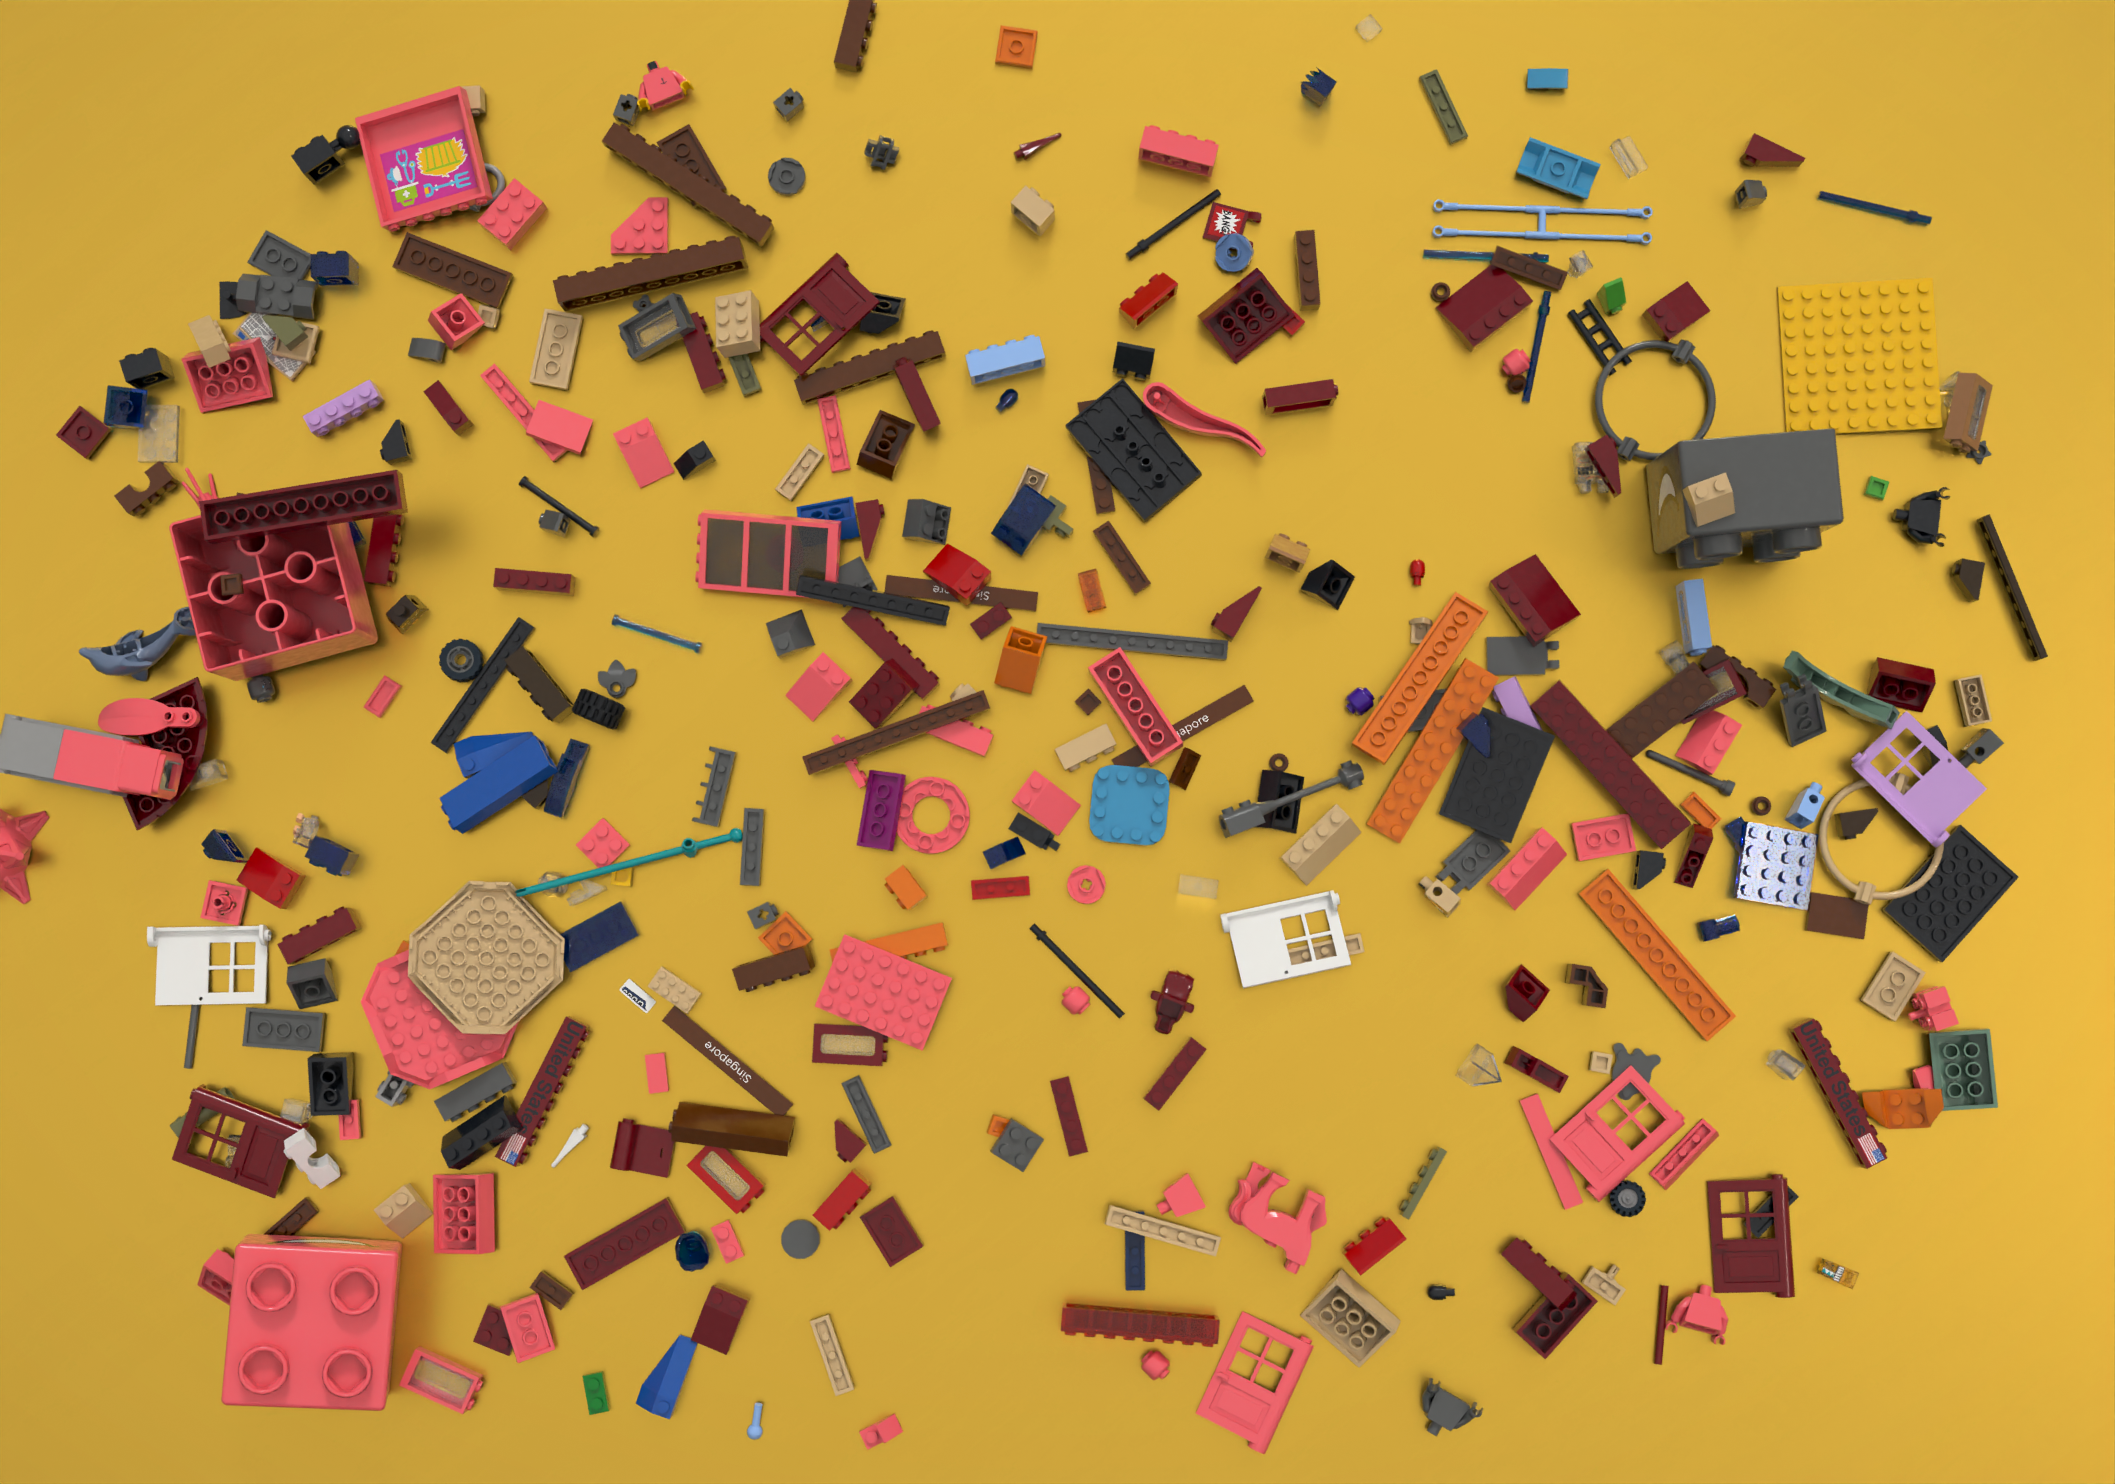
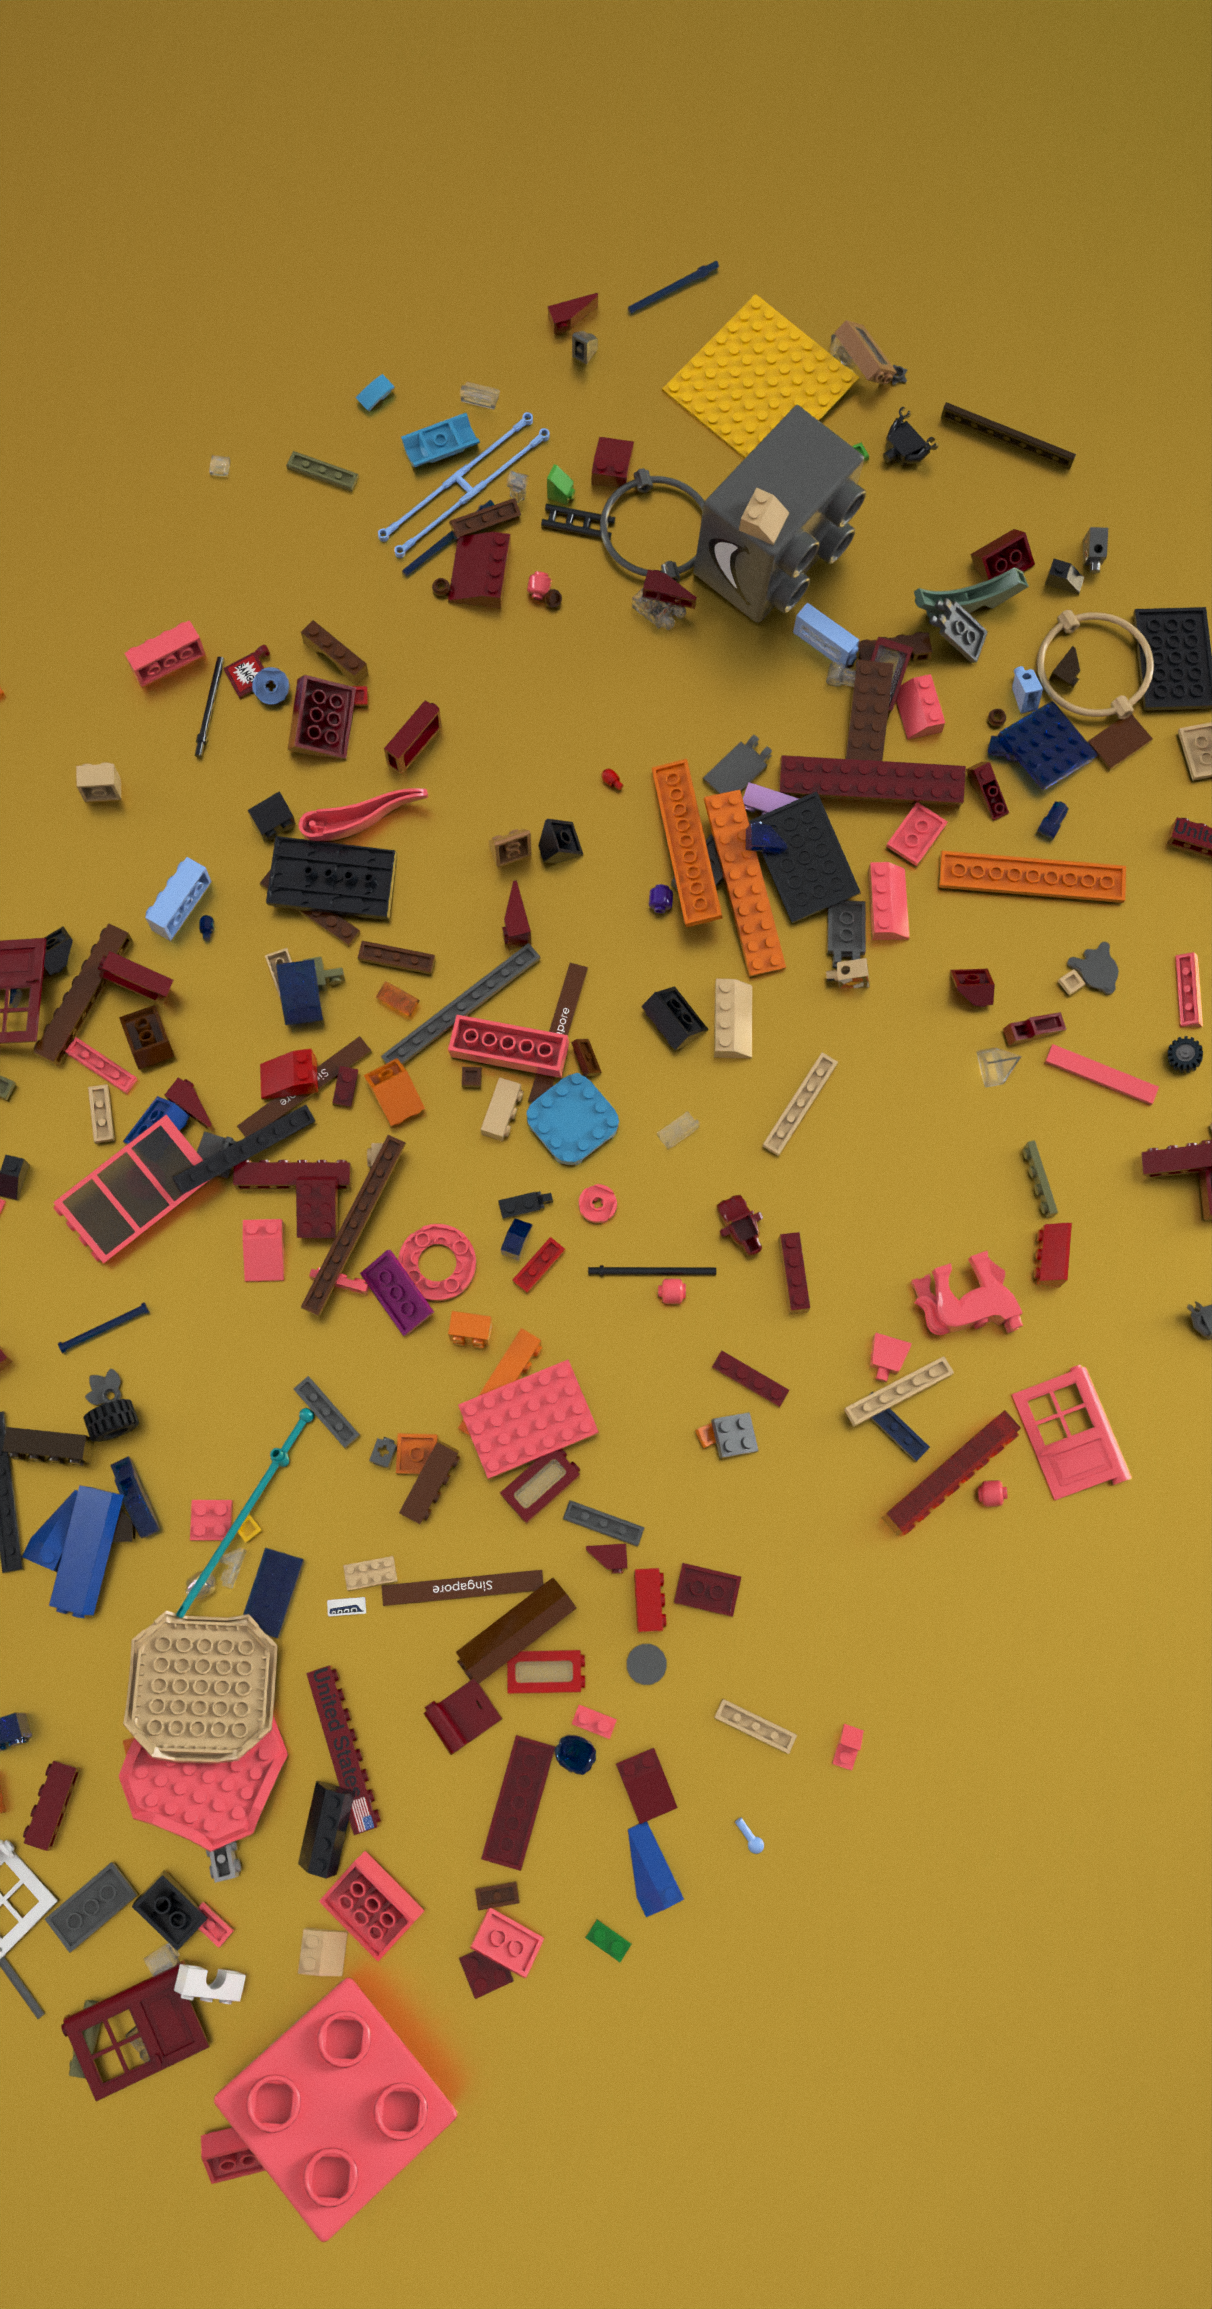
camera: 50 degrees left, 10 degrees down
(294, 1219) = (241, 2047): reddish brown tile -> none
(311, 983) = (80, 1848): dark grey slope -> none
(441, 1380) = (480, 2055): piece -> none
(475, 1091) = (290, 1803): dark grey brick -> none
(575, 1138) = (402, 1758): white piece -> none
(656, 1073) = (417, 1649): coral tile -> none
(716, 787) = (257, 1395): dark grey hinge -> none
(790, 634) = (206, 1234): dark grey slope -> none
(926, 521) = (229, 1061): dark grey slope -> none
(963, 735) = (404, 1184): coral brick -> none
(1030, 148) = (55, 746): dark red piece -> none
(1046, 803) = (511, 1174): coral slope -> none
(1148, 299) = (241, 768): red slope -> none
(1252, 814) = (666, 1037): dark grey bar -> none
(1261, 943) = (765, 1126): white door -> none
(1278, 756) = (646, 987): reddish brown plate -> none
(1318, 87) = (226, 530): piece -> none
(1350, 1318) = (1090, 1322): tan slope -> none
(1419, 629) = (652, 815): tan tile -> none
(1439, 1292) = (1130, 1243): black cylinder -> none
(1533, 599) = (709, 725): dark red slope -> none
(1543, 312) = (523, 537): clear blue bar -> none
(1594, 989) = (1017, 937): reddish brown brick -> none
(1598, 1150) = (1132, 1040): coral door -> none
(1647, 867) = (966, 825): black slope -> none
(1700, 811) = (962, 757): orange tile -> none
(1724, 786) = (961, 726): dark grey piece -> none
(1784, 1064) = (1191, 865): clear slope -> none
(1937, 795) = (1102, 601): lavender door -> none
(1968, 577) = (975, 454): dark brown slope -> none
(1973, 700) = (1059, 526): tan piece -> none

